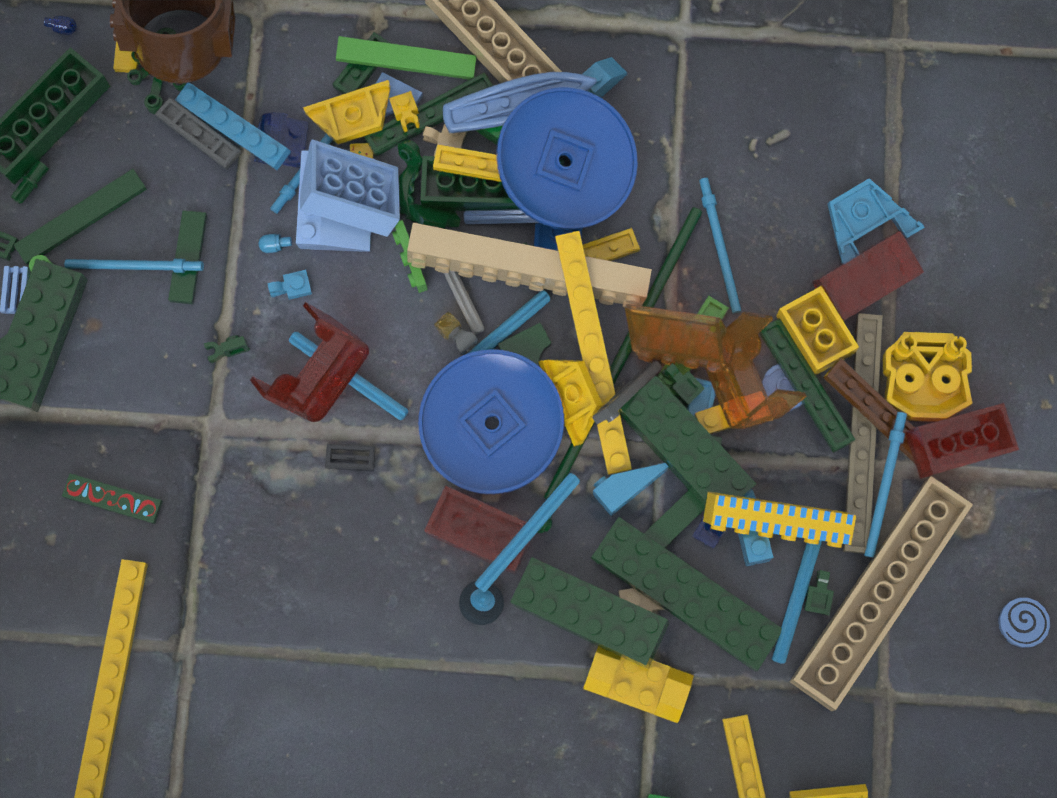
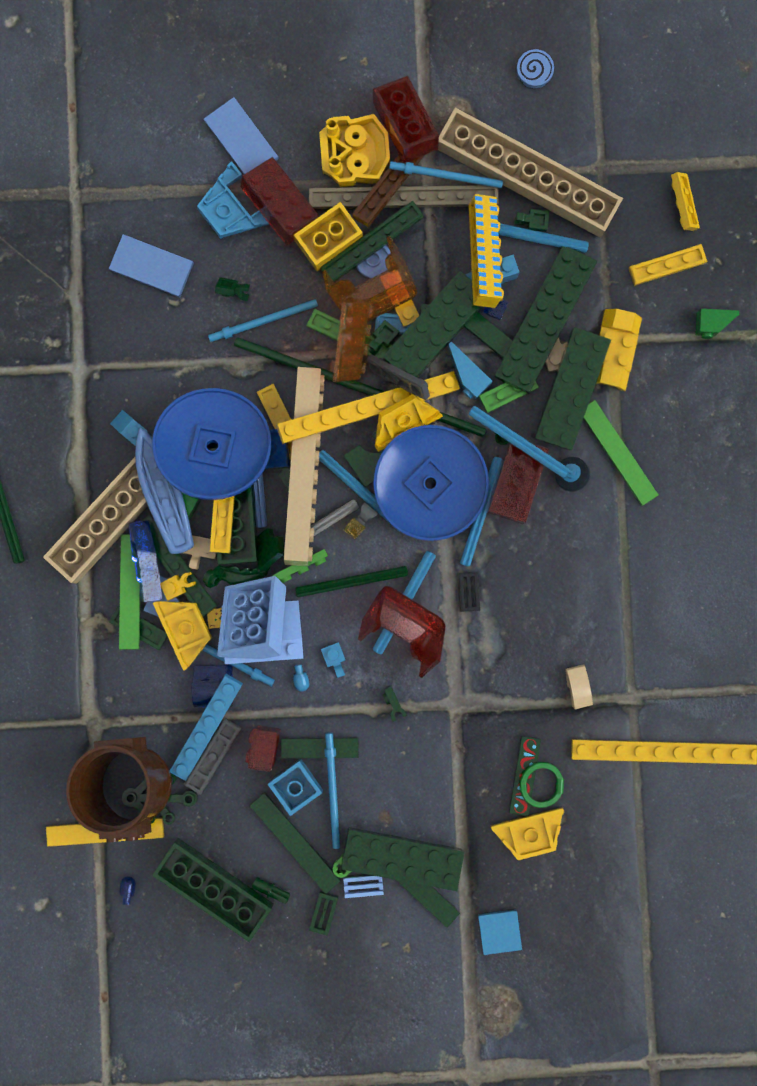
camera: 100 degrees left, 10 degrees up
(38, 496) = (531, 834): none -> yellow wing
(94, 540) = (559, 785): none -> green piece
(144, 220) = (295, 787): none -> dark azure brick
(196, 187) = (263, 748): none -> clear red brick
(210, 578) = (579, 686): none -> tan slope
(383, 316) = (351, 581): none -> dark green axle
(435, 478) = (478, 523): none -> dark azure axle
(439, 76) = (145, 561): none -> clear blue slope
(501, 669) = (619, 454): none -> bright green tile
(592, 525) = (501, 396): none -> bright green plate
(764, 208) = (230, 287): none -> dark green plate
(800, 122) = (151, 265): none -> medium blue tile
(955, 241) = (239, 136): none -> medium blue tile

